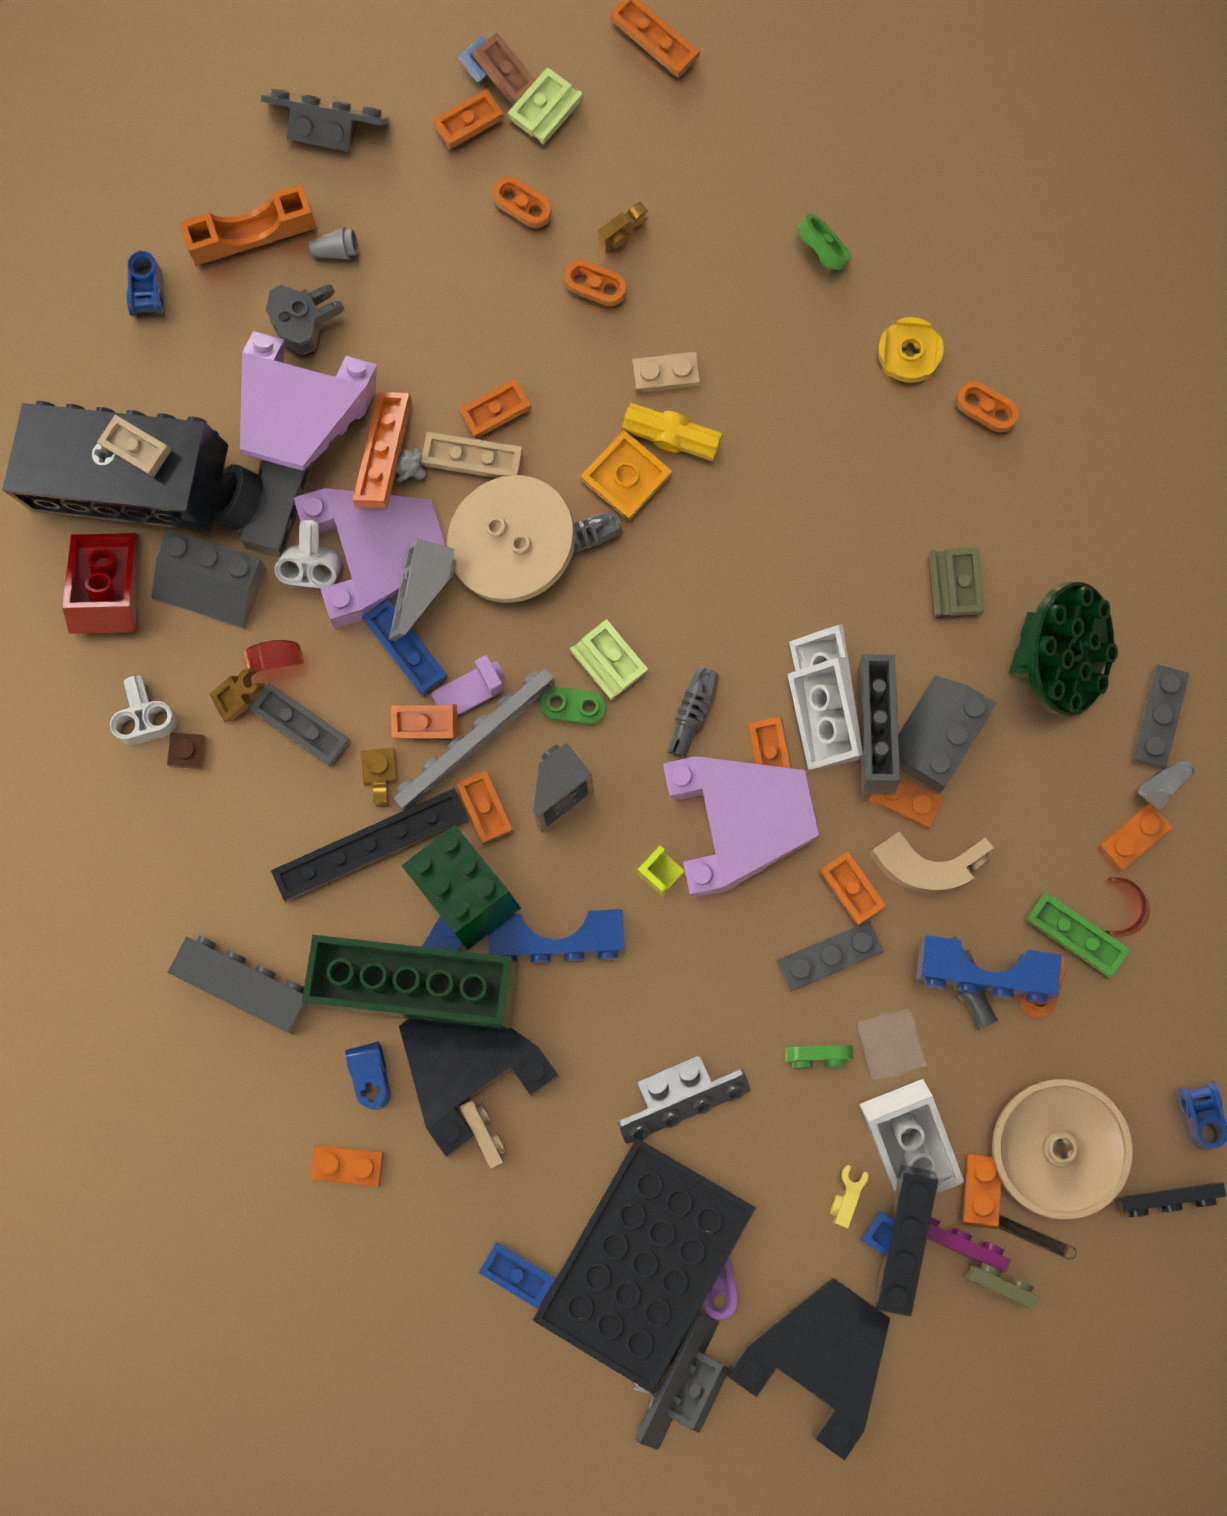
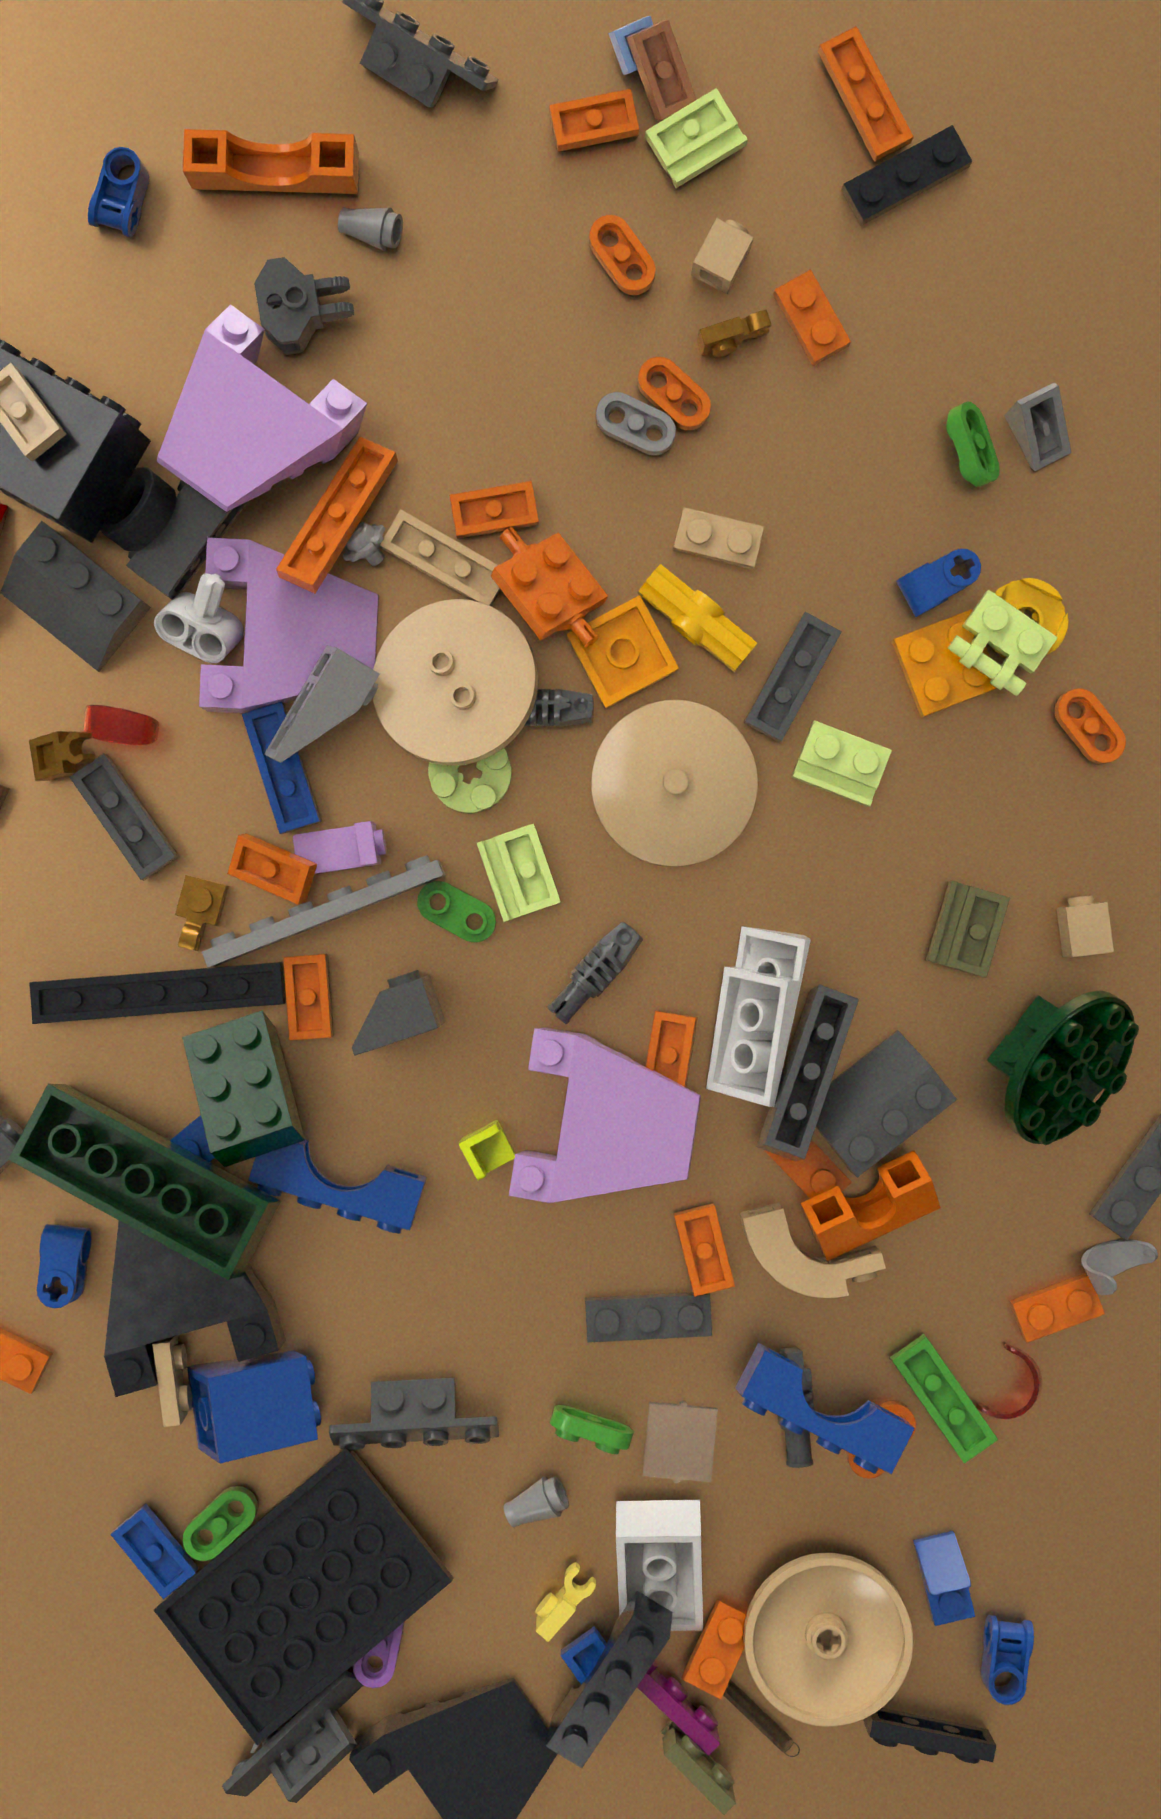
camera: 15 degrees right, 10 degrees up
(552, 1129) = (253, 1405): none -> blue slope
(555, 446) = (549, 586): none -> orange plate
(559, 613) = (481, 793): none -> yellowish green plate
(560, 1234) = (221, 1521): none -> bright green plate
(576, 310) = (637, 421): none -> light grey plate
(594, 177) = (722, 254): none -> tan brick
(674, 198) = (811, 317): none -> orange plate
(699, 556) = (674, 783): none -> tan dish
(704, 79) = (906, 175): none -> black plate
(757, 449) = (792, 677): none -> dark grey plate
(799, 1128) = (539, 1502): none -> light grey cone
(817, 498) = (841, 763): none -> yellowish green plate
(834, 346) = (934, 583): none -> blue piece
(865, 401) = (934, 671): none -> light orange plate
(867, 212) = (1040, 426): none -> light grey slope
(902, 361) = (1009, 633): none -> yellowish green plate
(984, 793) = (899, 1198): none -> orange arch
(1041, 549) = (1084, 927): none -> tan brick
(1134, 1074) = (944, 1578): none -> slope

